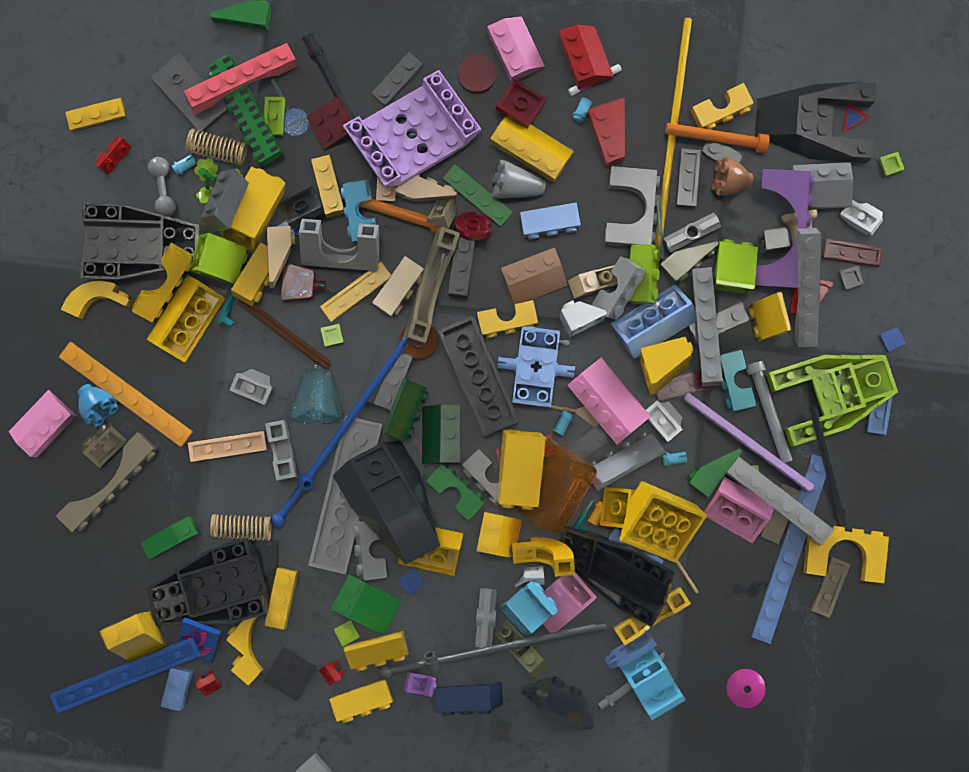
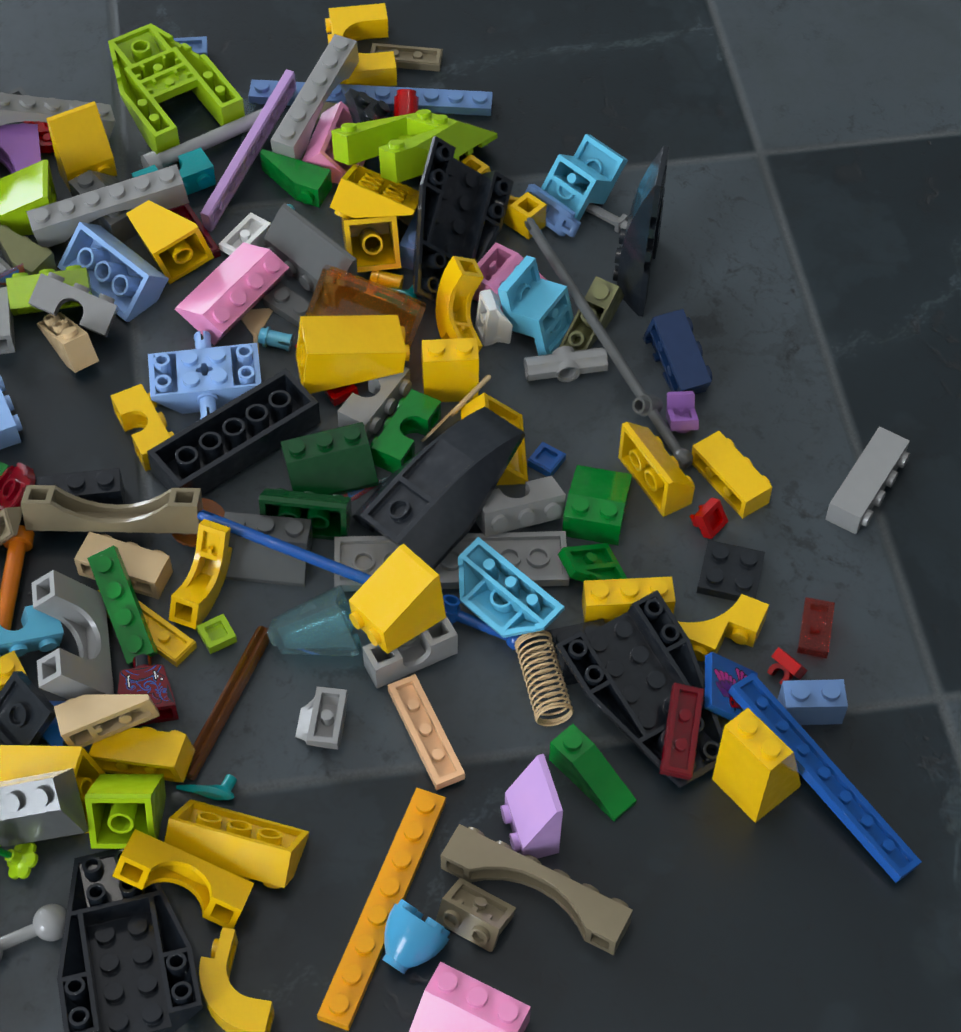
camera: 110 degrees left, 30 degrees down
(146, 492) = (534, 811): none -> lavender slope
(173, 598) = (682, 731): none -> dark red tile
(231, 712) = (816, 627): none -> clear red plate
(297, 518) = (503, 593): none -> medium azure wedge
(300, 445) = (398, 601): none -> yellow slope
(312, 585) = (591, 562): none -> green wing
(347, 633) = (646, 517): lime plate -> none
(363, 280) = (122, 604): none -> green plate
(368, 332) = (206, 577): none -> yellow arch
(450, 511) = (461, 403): none -> tan piece
(534, 276) = (74, 411): medium nougat slope -> none
(580, 316) = (126, 331): white slope -> none
(714, 577) = (404, 141): none -> lime wedge
(736, 685) = (554, 108): dark pink dish -> none
(759, 541) = (365, 108): none -> black plate
(764, 570) = (405, 102): none -> red brick
(839, 511) = (255, 70): black bar -> none
(892, 339) = (87, 56): blue tile -> none

